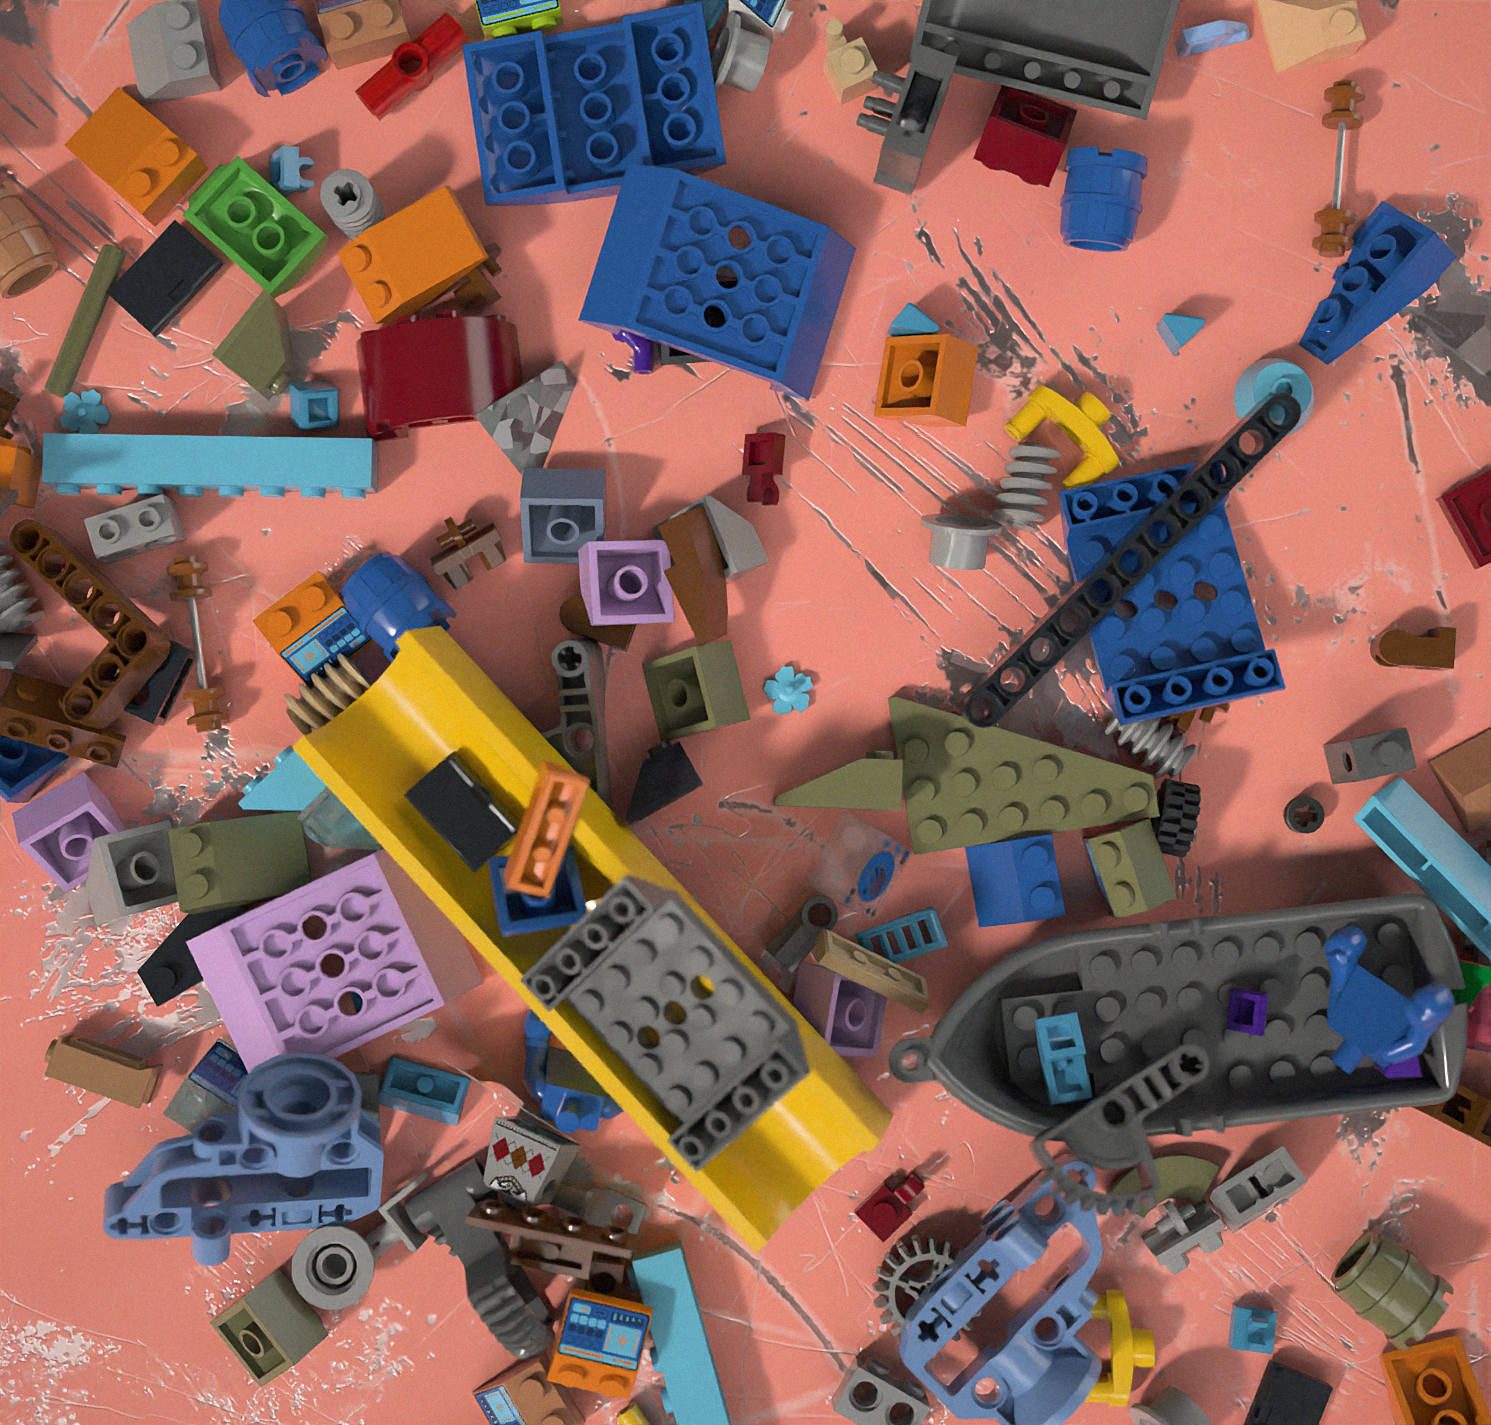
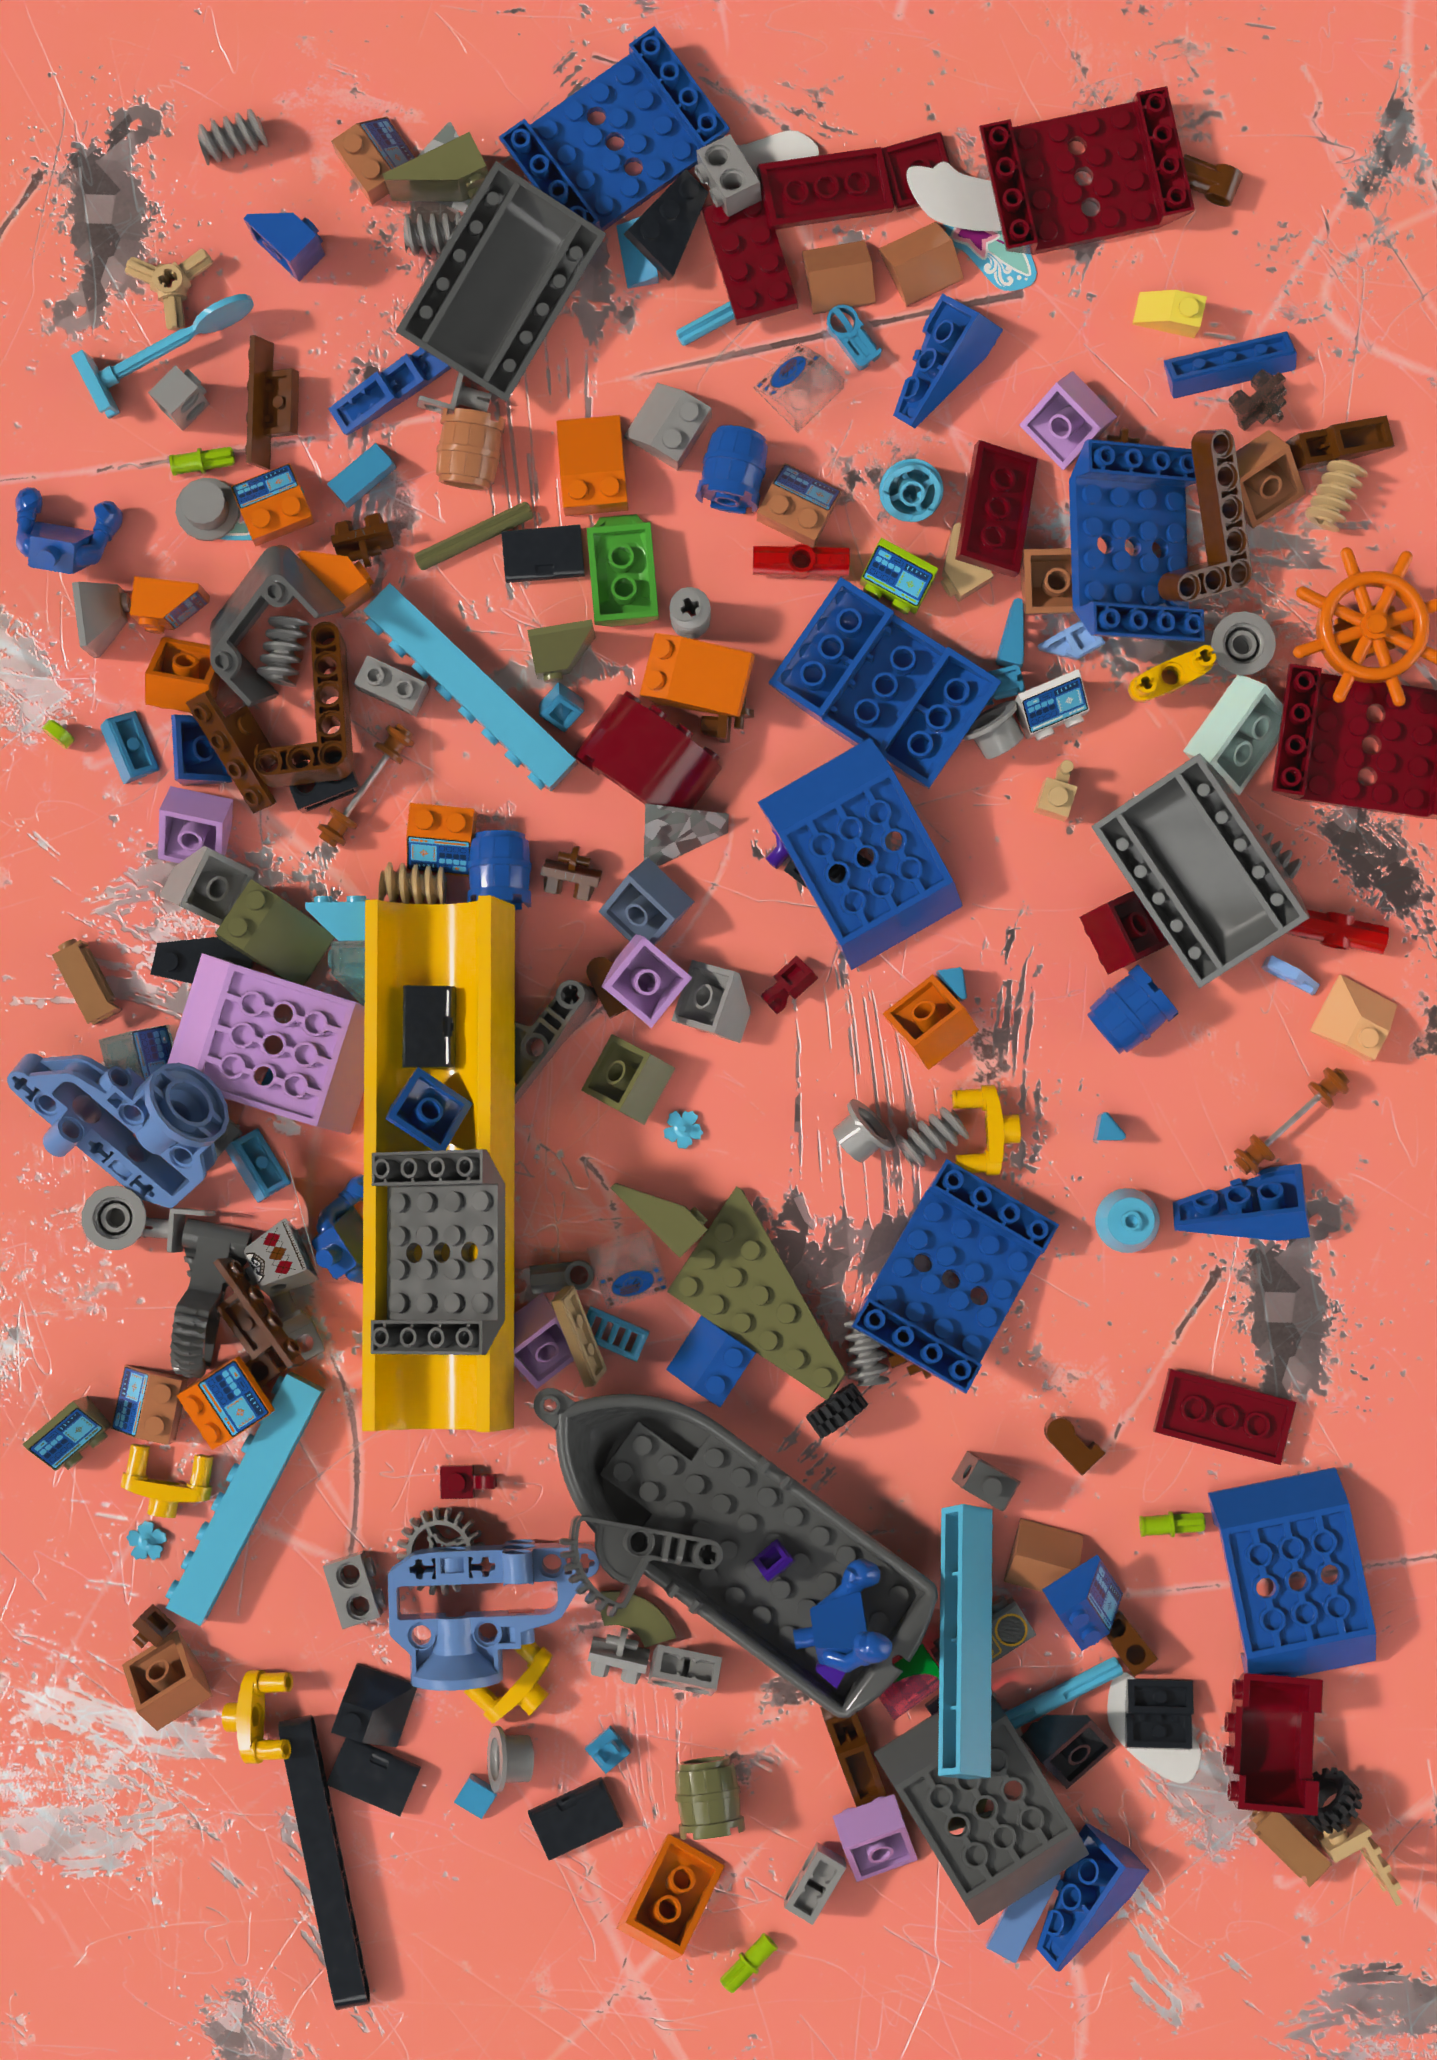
camera: 50 degrees right, 0 degrees up
(84, 412) = (424, 589): medium azure plant -> none
(270, 1328) = (45, 1219): olive slope -> none
(284, 170) = (670, 555): dark azure tile -> none
(545, 829) = (464, 1081): orange slope -> none
(662, 780) = (560, 1113): black slope -> none
(698, 573) = (690, 1013): reddish brown slope -> none
(911, 117) = (1060, 862): dark grey piece -> none
(1062, 1059) = (640, 1488): dark azure slope -> none
(1129, 869) = (783, 1415): olive slope -> none
(1148, 553) = (961, 1243): black beam -> none
(1299, 803) = (912, 1489): pearl dark grey bush -> none

